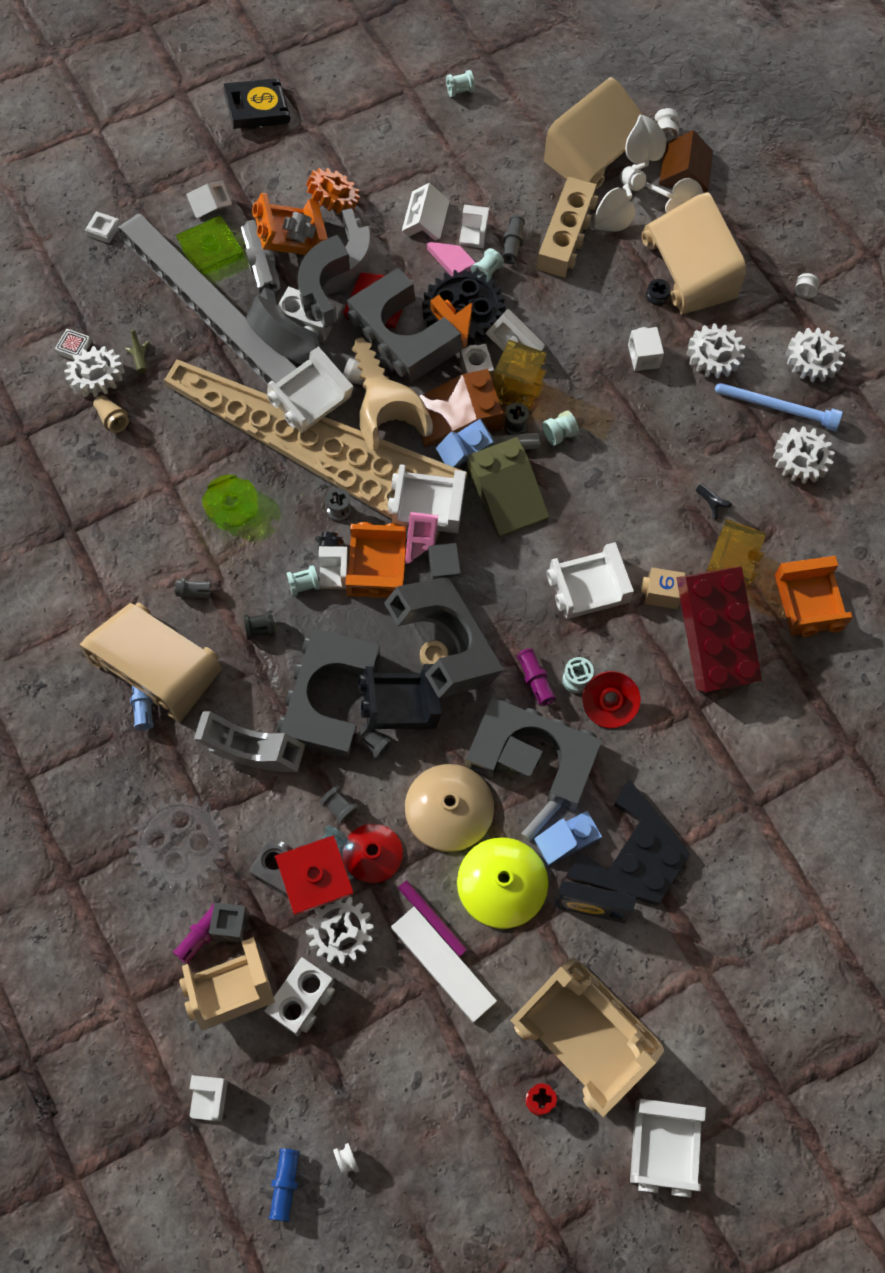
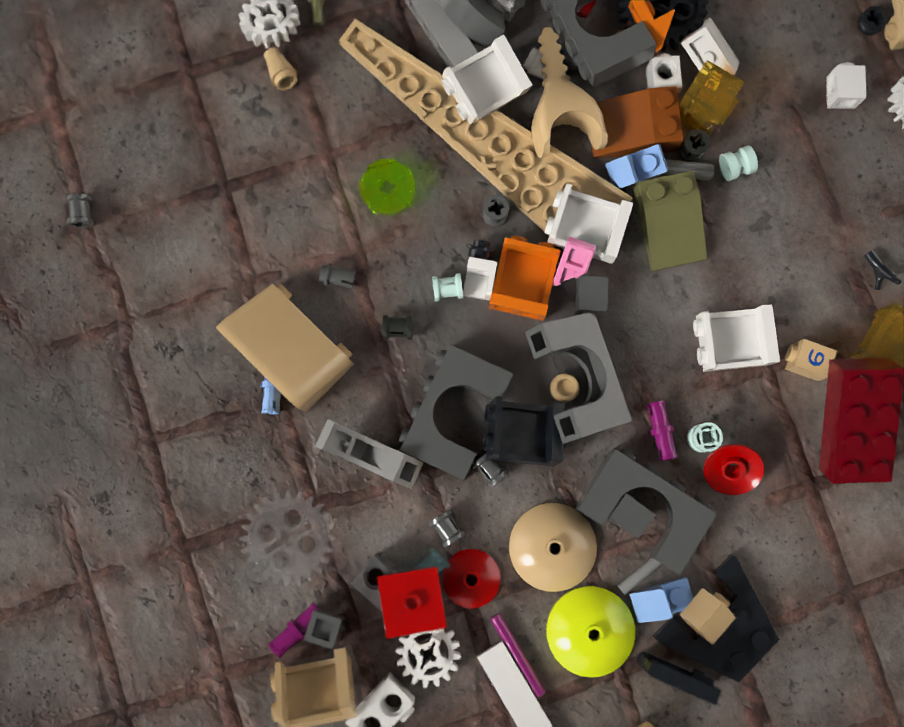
camera: 15 degrees right, 15 degrees up
(614, 840) = (708, 615): none -> tan brick

